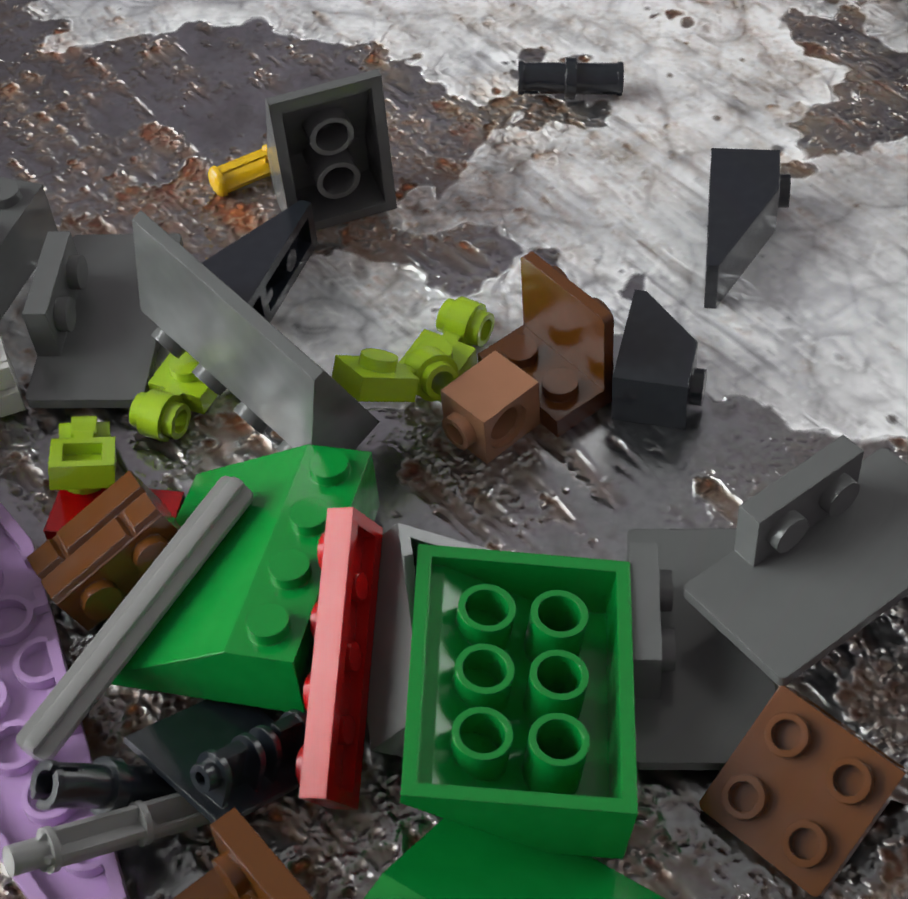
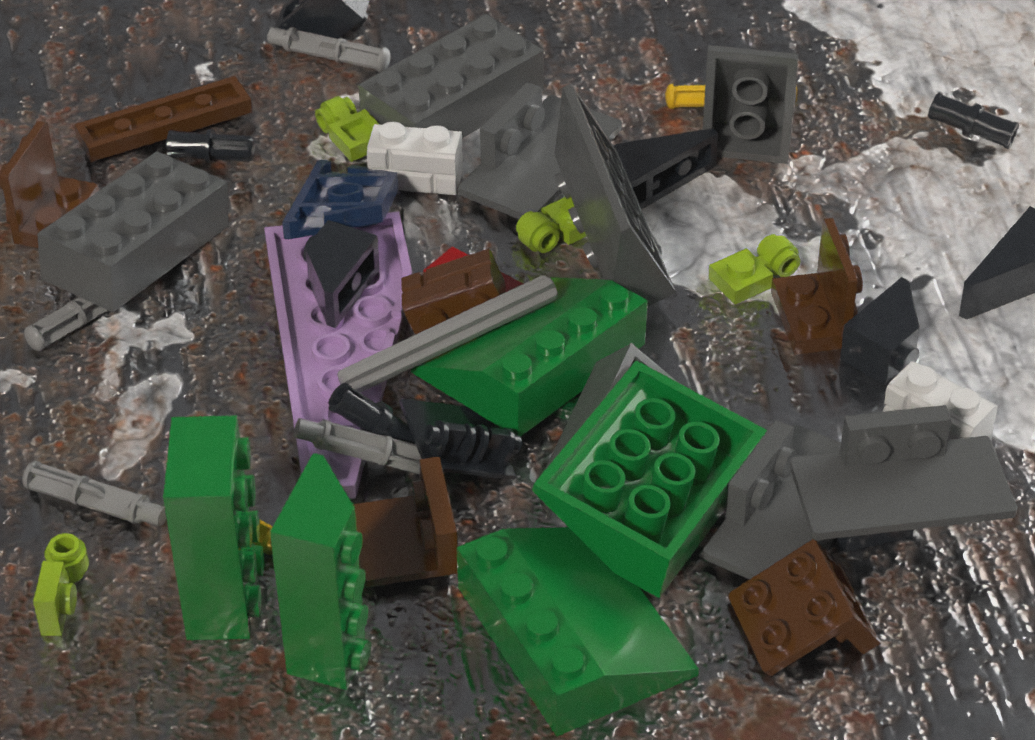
camera: 25 degrees right, 5 degrees down
(82, 456) = (471, 233): lime plate -> none
(341, 661) = (552, 408): red plate -> none
(381, 378) = (689, 261): lime plate -> none
(490, 407) = (755, 314): nougat brick -> none
(773, 433) = (922, 387): none -> white brick

